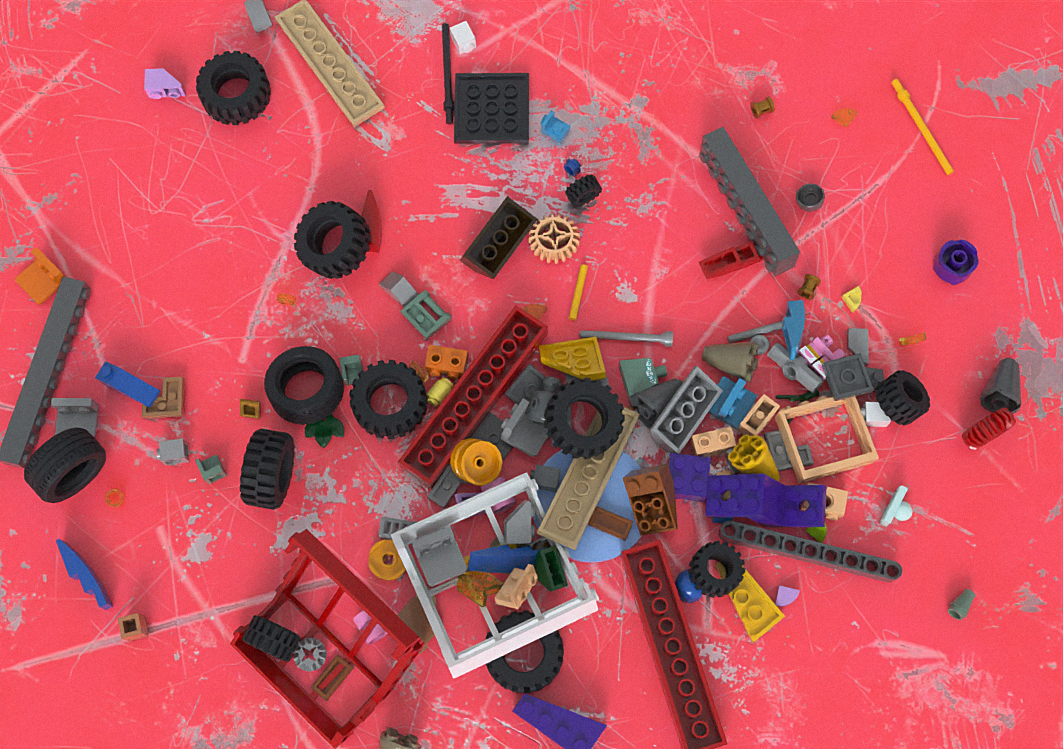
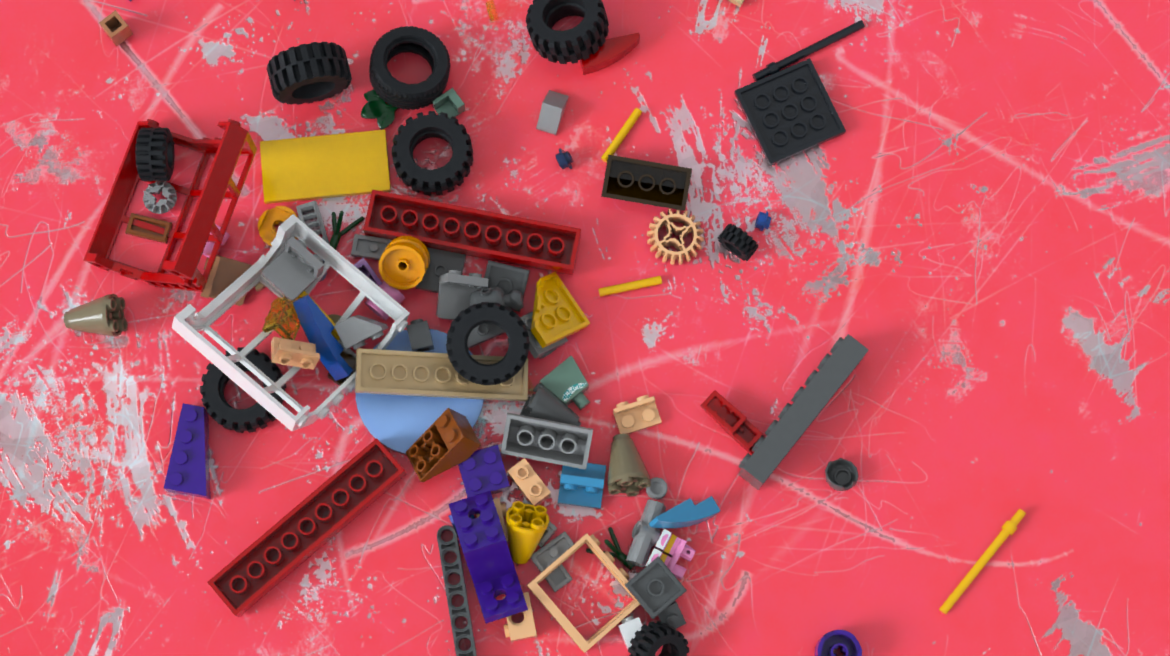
camera: 60 degrees right, 5 degrees up
(211, 469) = (294, 23): sand green panel -> none
(250, 408) = (368, 29): pearl gold slope -> none
(354, 496) = (324, 166): none -> yellow tile
(417, 509) = (336, 228): none -> dark green plant
(419, 371) = (474, 169): tile -> none
(421, 319) = (531, 146): sand green plate -> none
(439, 391) = (464, 197): light yellow brick -> none
(445, 296) = (564, 159): none -> dark blue plate
(446, 244) = (622, 134): none -> yellow bar
(446, 362) = (497, 190): orange brick -> none
(463, 37) = (854, 47): white brick -> none
(535, 310) = (588, 251): tile -> none
(549, 569) = (327, 377): dark green slope -> none
(554, 127) = (799, 183): dark azure bracket -> none
(610, 523) = (404, 418): dark orange tile -> none
(665, 338) = (619, 393): light grey piece -> none
(686, 589) = (377, 520): blue hair -> none
(692, 334) = (636, 415): none -> light nougat bracket
(728, 558) = (417, 543): black tyre -> none
(752, 605) = (384, 589): yellow wing -> none
(756, 331) = (667, 477): light grey bar -> none
(758, 416) = (574, 517): light nougat brick -> none
(762, 107) = (922, 385): pearl gold bush -> none
(785, 596) = (407, 618): lavender tile -> none
(809, 286) = (741, 513): pearl gold bush -> none
(818, 533) = (484, 628): lime tile -> none
(844, 116) = (955, 475): tile -> none
(853, 298) = (751, 564): light yellow tile -> none
(858, 343) = (703, 588): light grey tile -> none
(911, 339) = (733, 641): tile -> none

